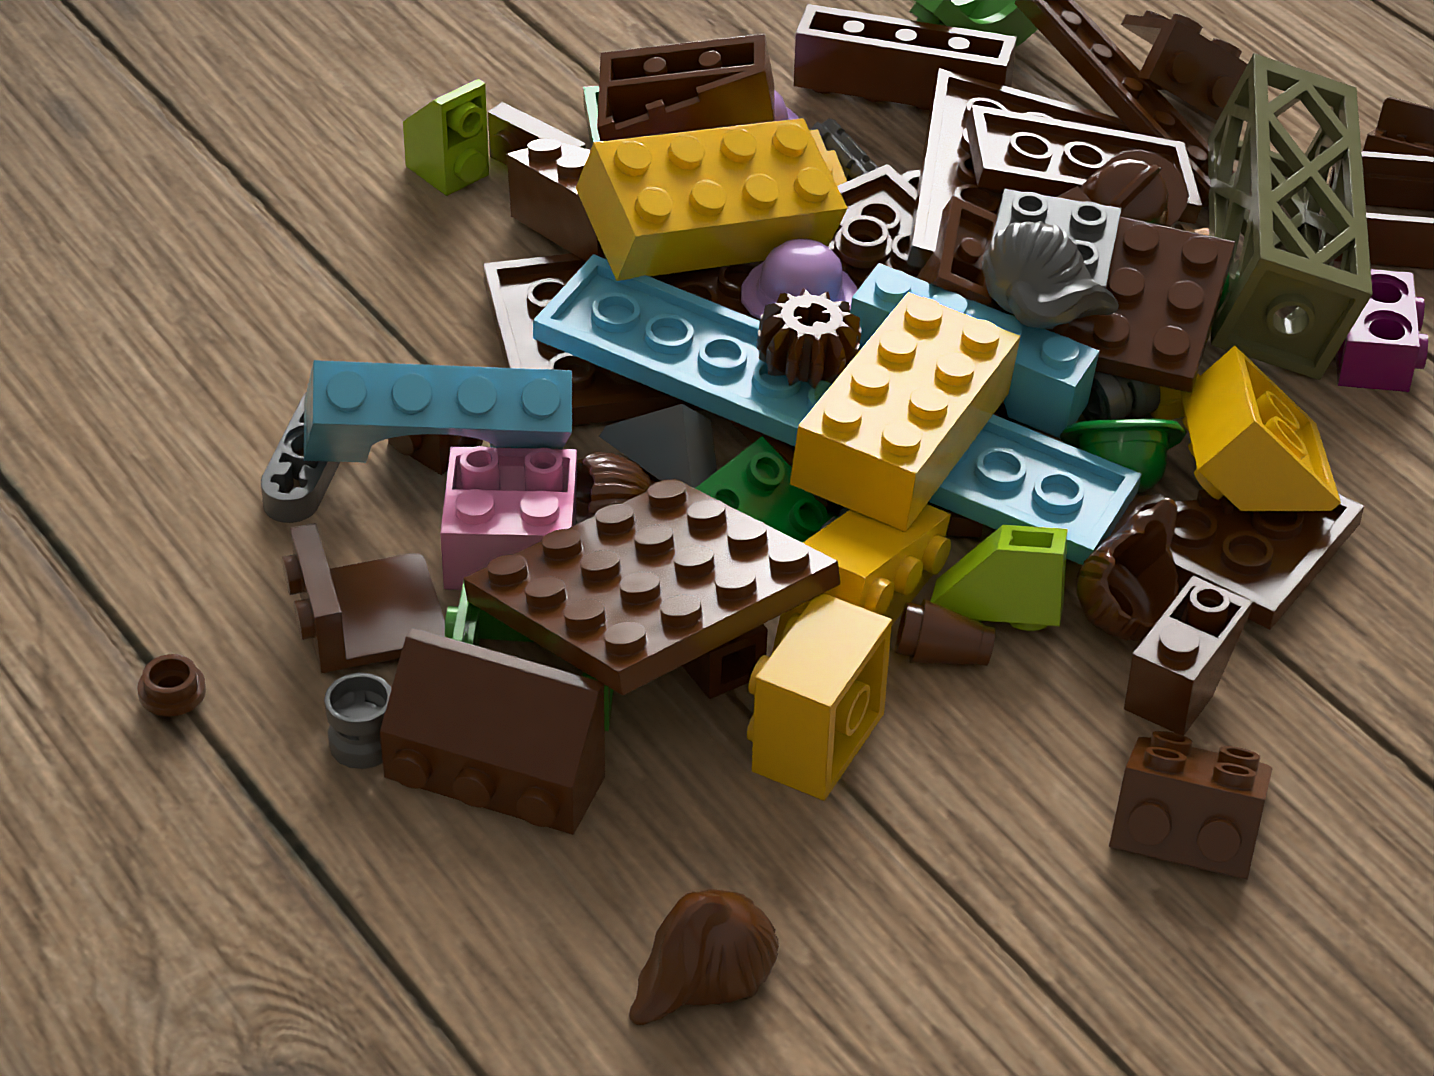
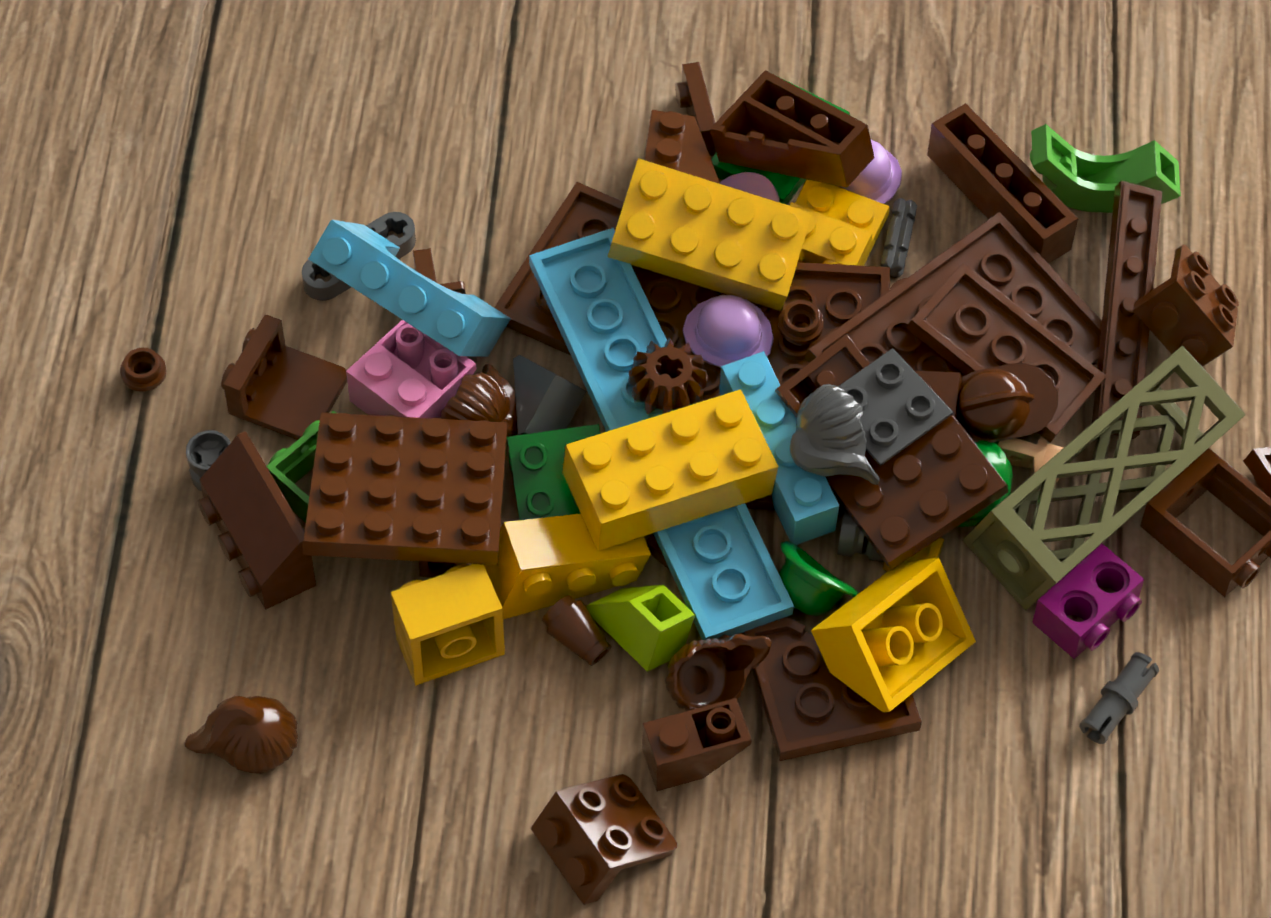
camera: 40 degrees right, 15 degrees up
(449, 139) = (645, 72): lime slope -> none

